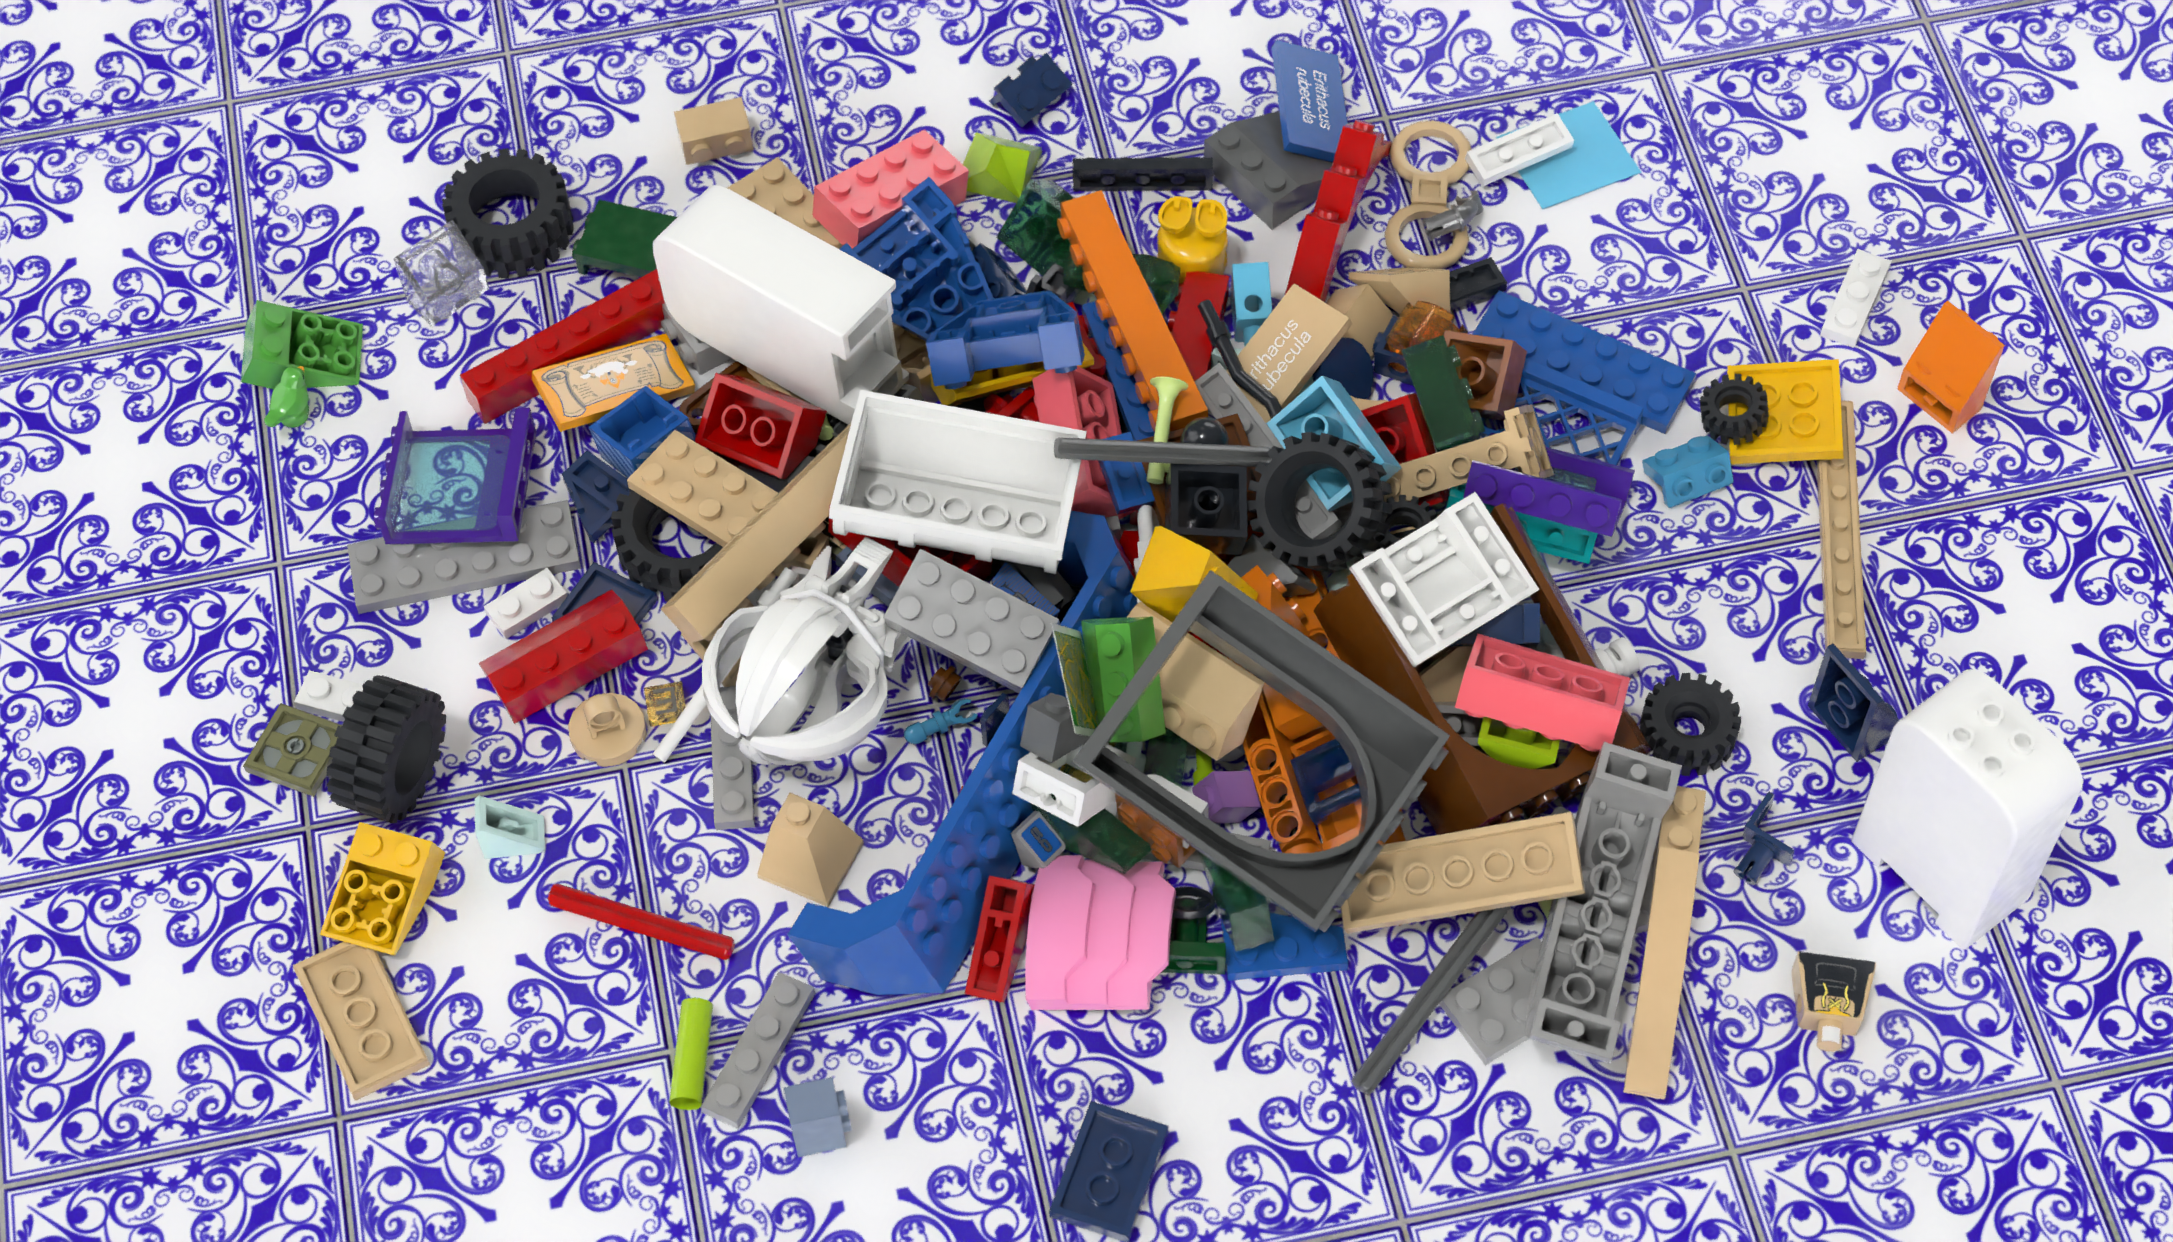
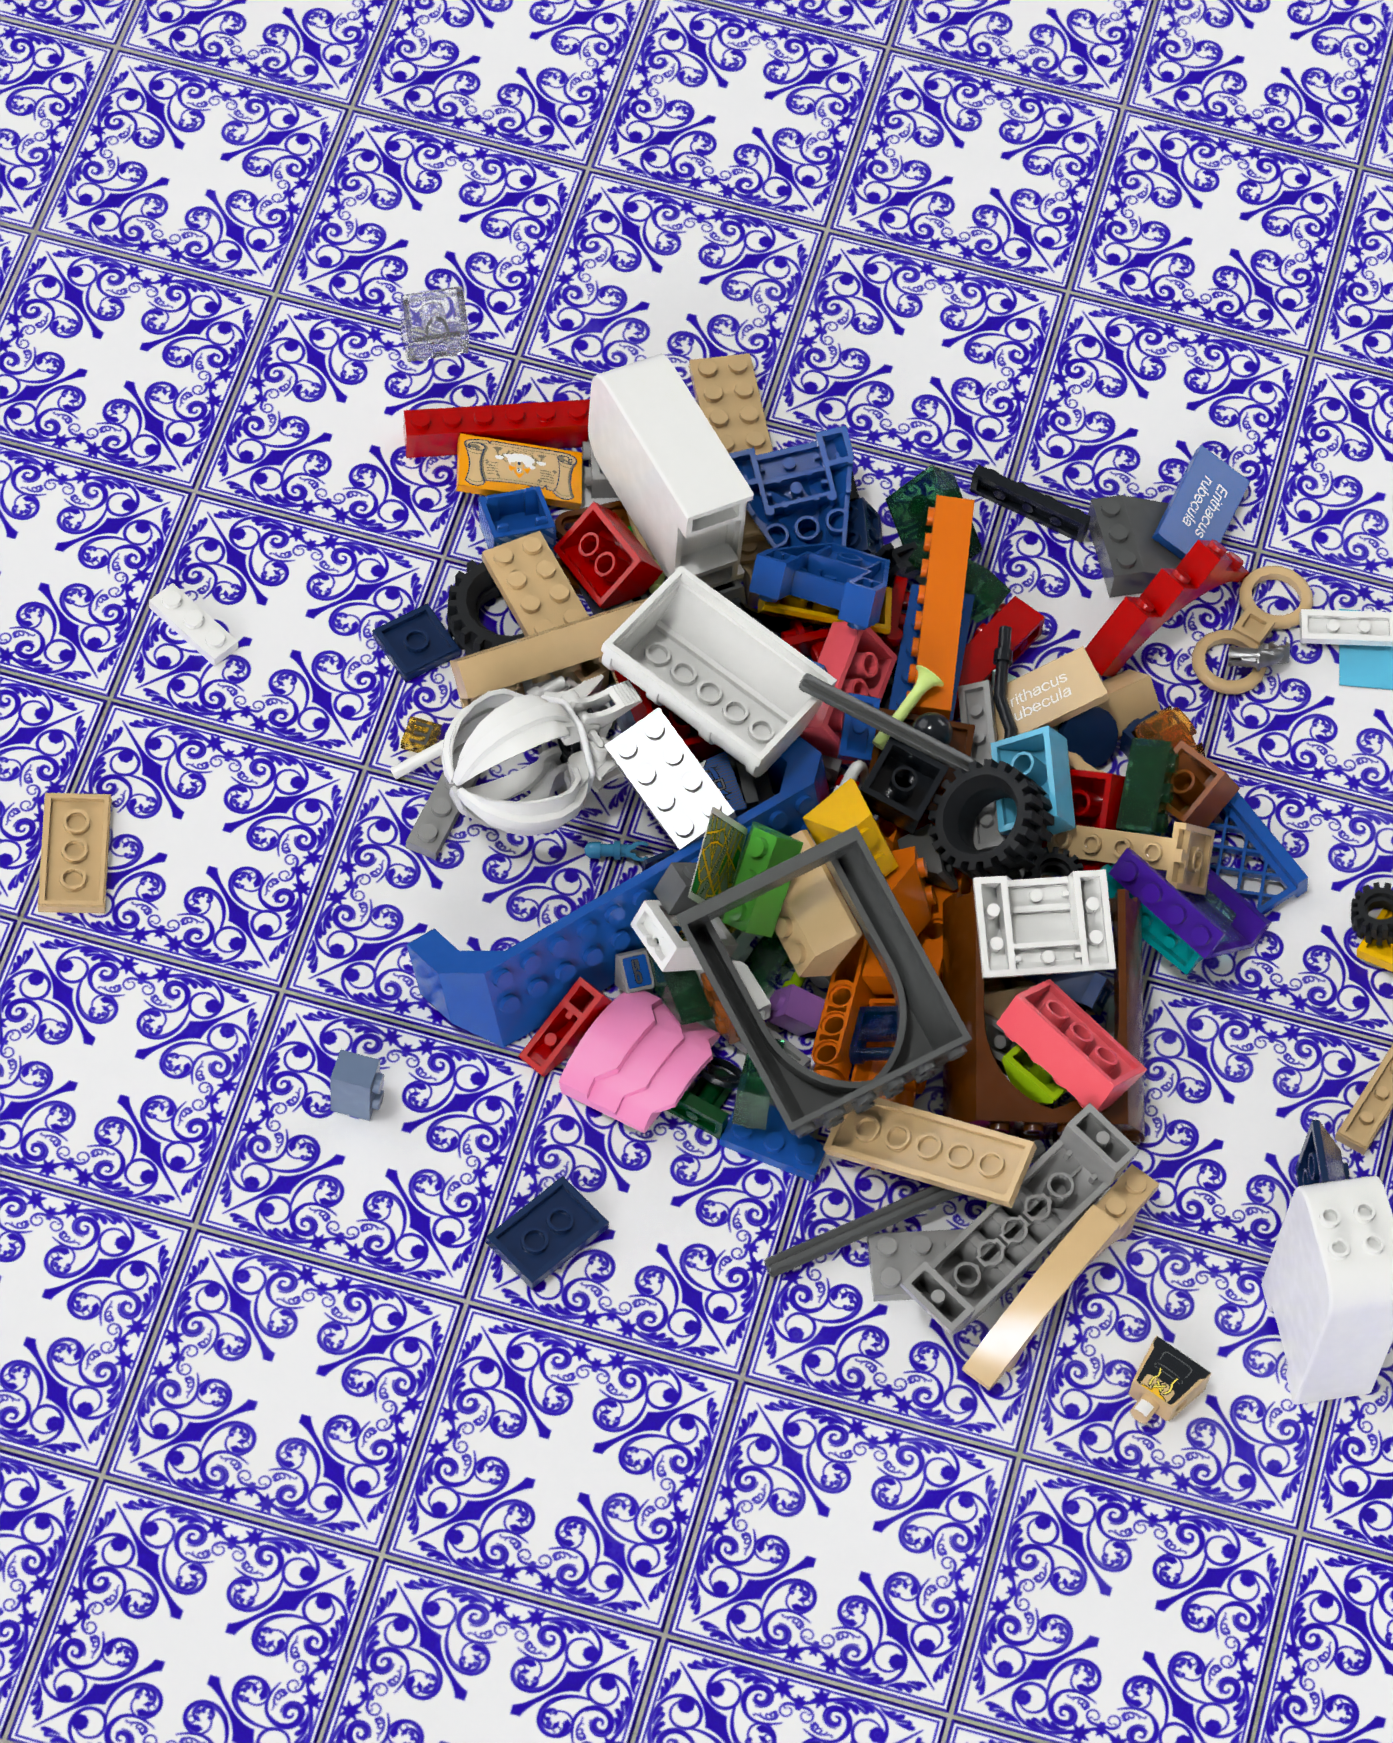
camera: 20 degrees right, 0 degrees up
(289, 400) = (267, 368): bright green animal -> none
(294, 338) = (298, 332): bright green slope -> none
(294, 750) = (132, 637): olive piece -> none
(382, 888) = (138, 768): yellow slope -> none
(386, 748) = (193, 667): black tyre -> none
(414, 573) = (333, 552): light grey plate -> none
(456, 483) = (357, 492): panel -> none
(507, 829) = (251, 770): light aqua slope -> none
(515, 244) = (519, 328): black tyre -> none
(526, 603) = (360, 610): white plate -> none
(564, 655) = (364, 663): red slope -> none
(594, 492) = (457, 546): dark blue wing -> none
(607, 729) = (367, 734): tan tile -> none
(619, 239) = (583, 357): dark green panel -> none
(641, 921) = (312, 886): red axle -> none
(691, 1054) = (294, 998): lime piece -> none
(713, 130) = (711, 308): tan brick -> none
(758, 1050) = (344, 1020): light grey plate -> none
(808, 850) = (463, 895): tan slope -> none
(873, 190) = (795, 415): coral brick -> none
(944, 683) = (636, 822): reddish brown plate -> none
(1000, 166) = (920, 442): lime slope -> none
(1032, 90) = (985, 393): dark blue bracket -> none
(1193, 236) = (1033, 572): yellow piece -> none
(1249, 298) = (1050, 640): medium azure torso -> none
(1406, 285) = (1184, 692): tan slope -> none
(1475, 282) = (1235, 715): black plate -> none
(1591, 358) = (1295, 819): blue plate -> none
(1619, 658) = (1161, 1058): white wheel -> none
(1690, 470) = (1318, 945): dark azure bracket -> none
(1697, 701) = (1194, 1113): black tyre -> none
(1763, 846) = (1185, 1251): dark blue bracket -> none

